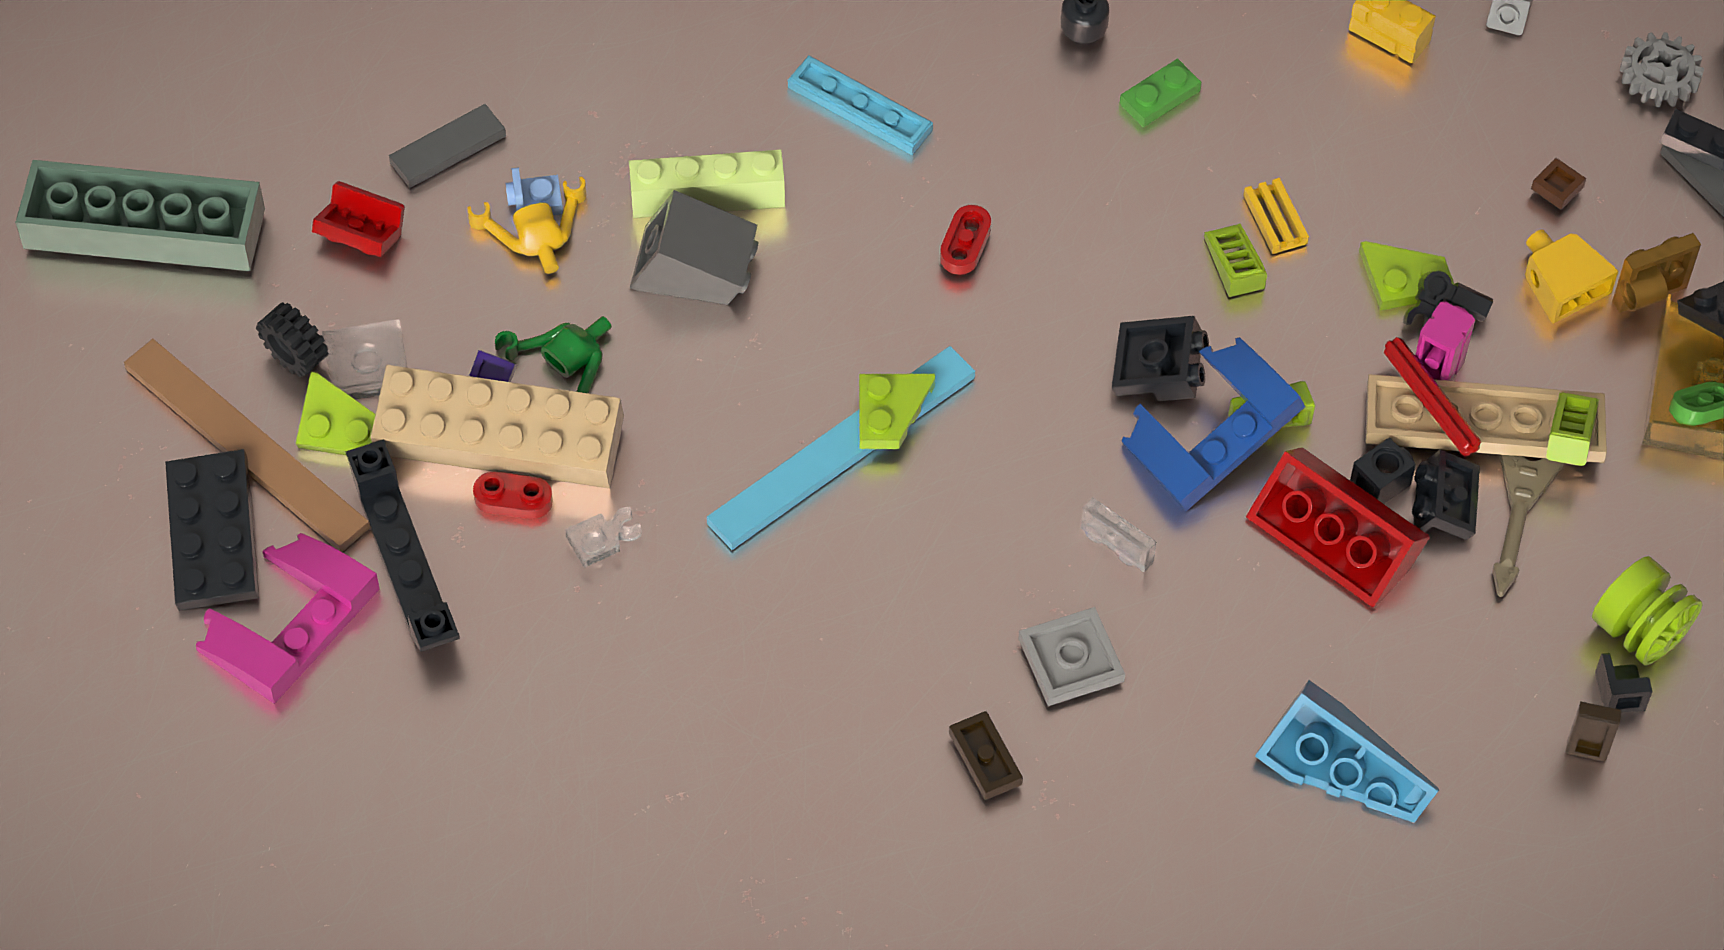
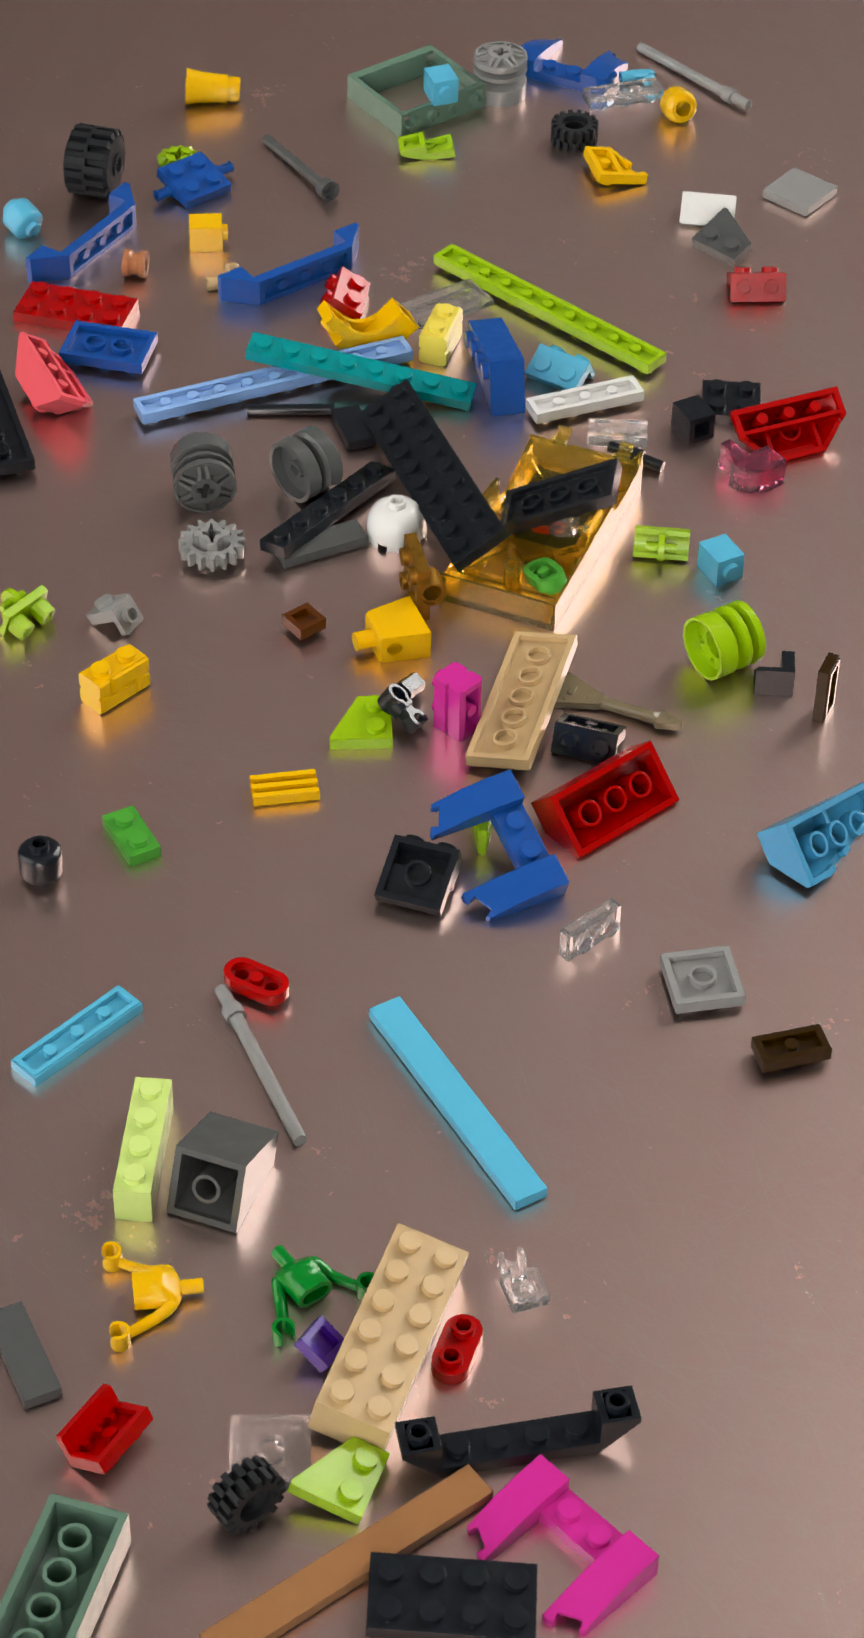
camera: 80 degrees left, 15 degrees down
(533, 191) = (109, 1289): light blue bracket -> none
(889, 407) = (430, 1054): lime wing -> none
(915, 231) = (235, 1016): none -> light grey bar
(1241, 282) = (334, 816): lime slope -> none
(1388, 457) = (559, 762): black brick -> none
(1432, 396) = (503, 717): red axle -> none
(1571, 431) = (554, 644): lime slope -> none

